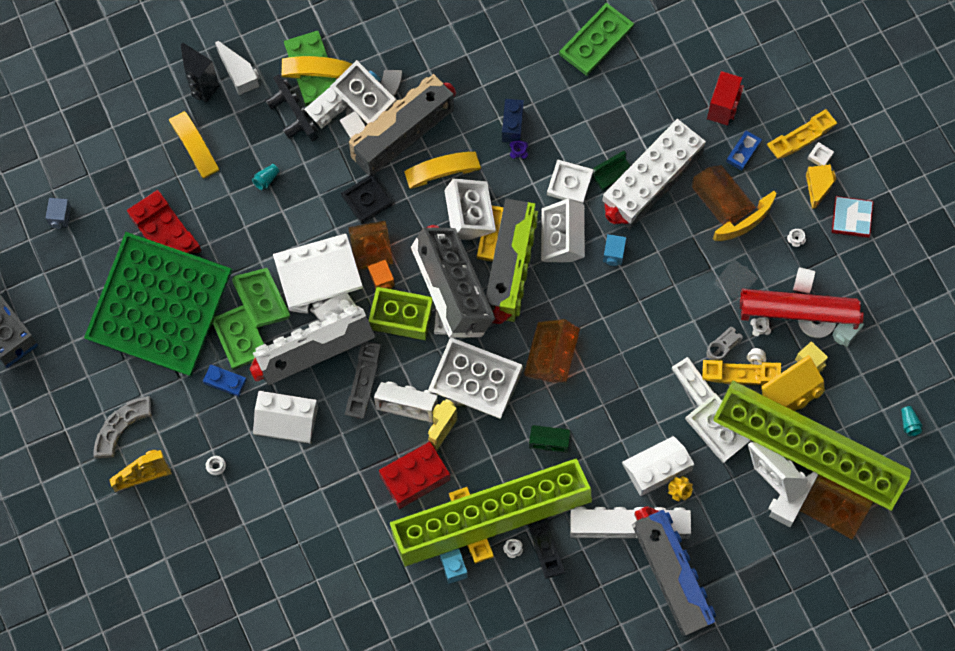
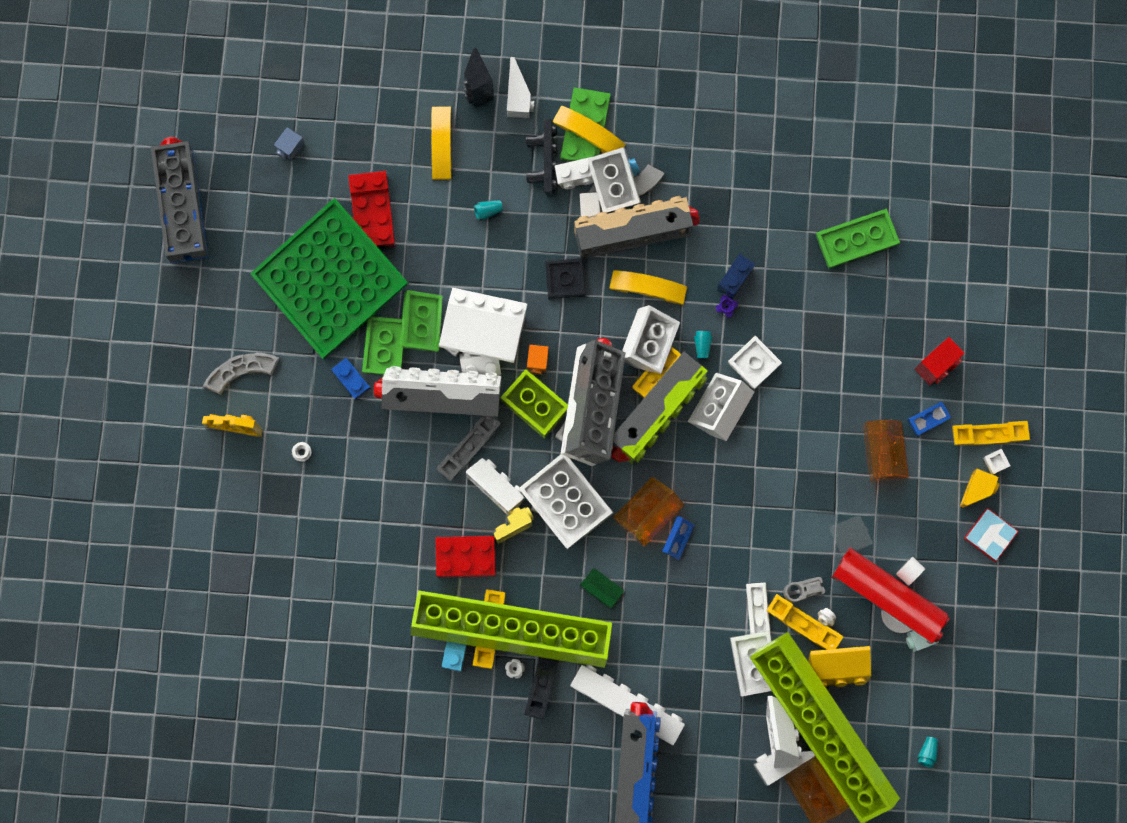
camera: 25 degrees right, 10 degrees up
(284, 417) = (383, 442): white slope -> none
(370, 244) = (544, 324): clear orange slope -> none
(516, 188) = (703, 343): none -> teal cone
(590, 359) = (678, 538): none -> blue piece
(610, 170) = (798, 373): dark green panel -> none
(614, 250) = (757, 448): dark azure brick -> none
(652, 175) = (831, 397): white piece -> none
(658, 465) = (682, 665): white slope -> none
(680, 488) = (688, 698): yellow gear -> none
(728, 231) = (869, 487): yellow slope -> none
(764, 322) = (842, 593): white plate -> none
(796, 233) = (933, 526): white plate -> none
(815, 353) = (877, 646): light yellow brick -> none

